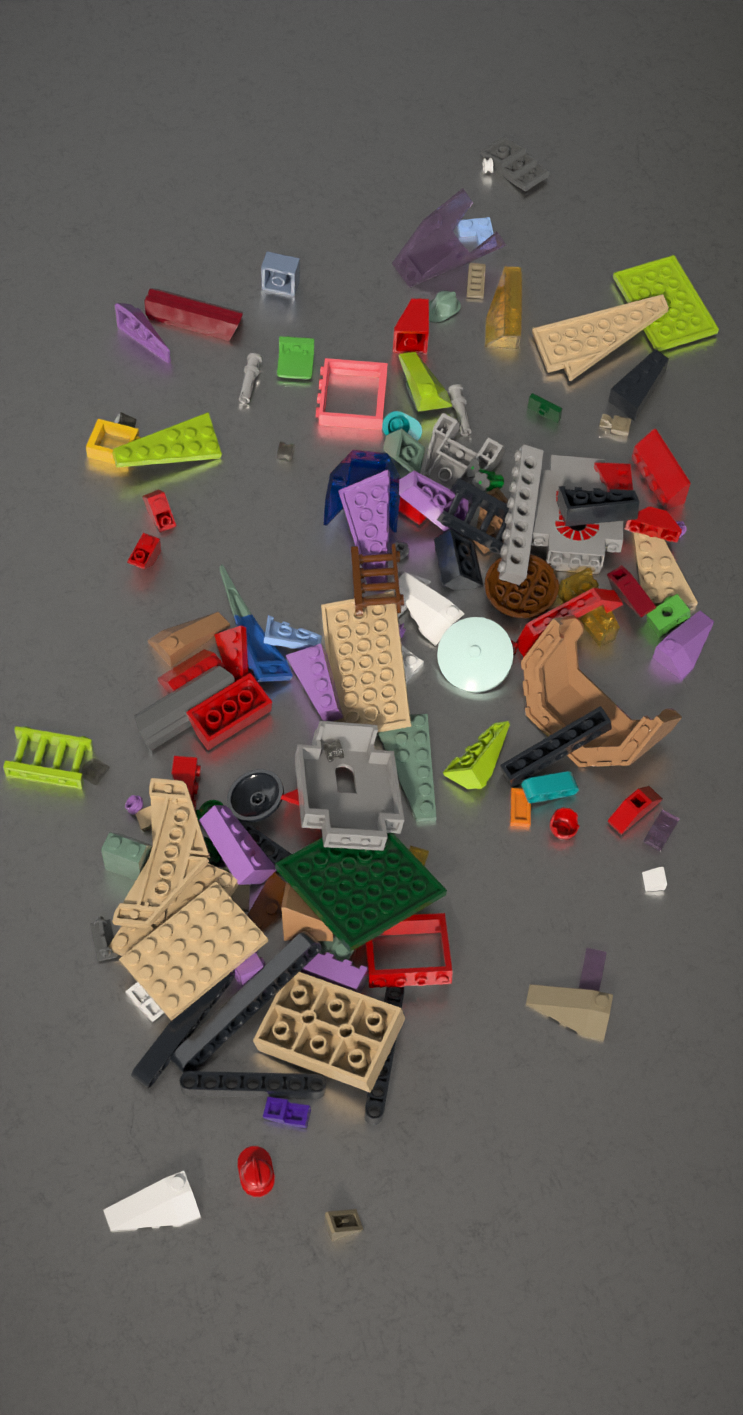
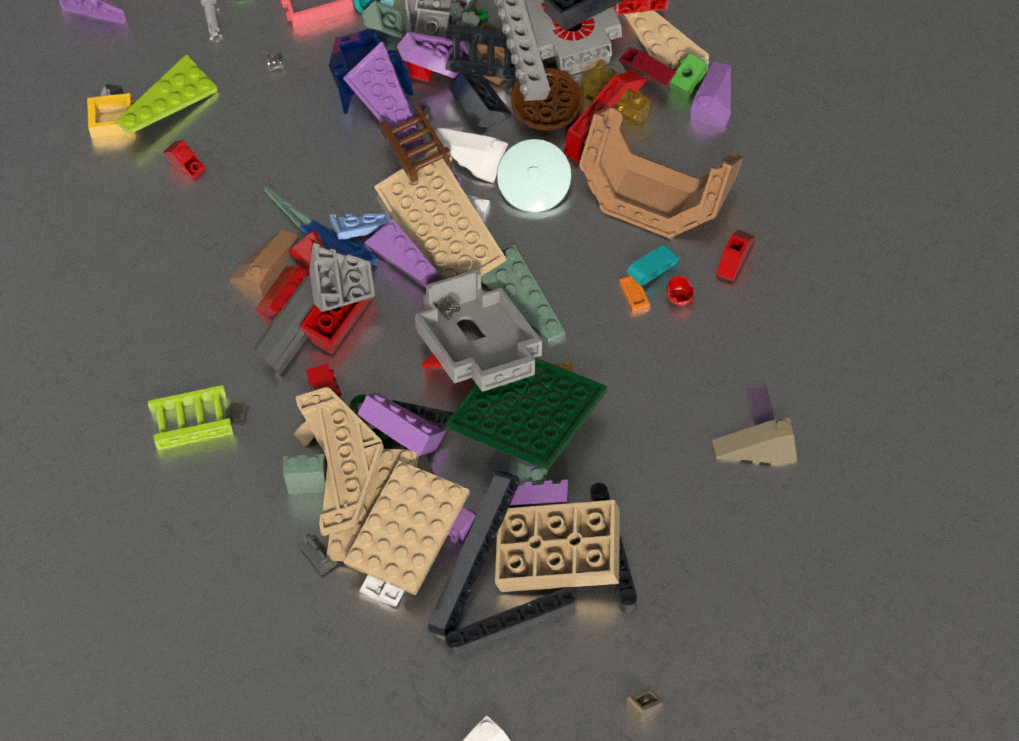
camera: 15 degrees left, 0 degrees up
(134, 804) = (288, 427): medium lavender plate -> none
(145, 551) = (190, 200): red slope -> none
(176, 1033) = (422, 609): black beam -> none
(242, 681) = (339, 278): none -> light grey wedge
(251, 789) = (393, 367): black dish -> none
(256, 1171) = (547, 693): red piece -> none
(268, 904) = (454, 459): reddish brown wing -> none
(287, 1113) = (552, 633): dark purple slope -> none
(300, 917) = (488, 461): medium nougat slope -> none
(413, 976) = (606, 473): red window -> none
(480, 759) = (579, 266): lime wedge -> none
(556, 746) = (643, 227): black brick -> none
(654, 879) = (779, 307): white slope -> none
(661, 830) = (766, 263): clear purple slope -> none

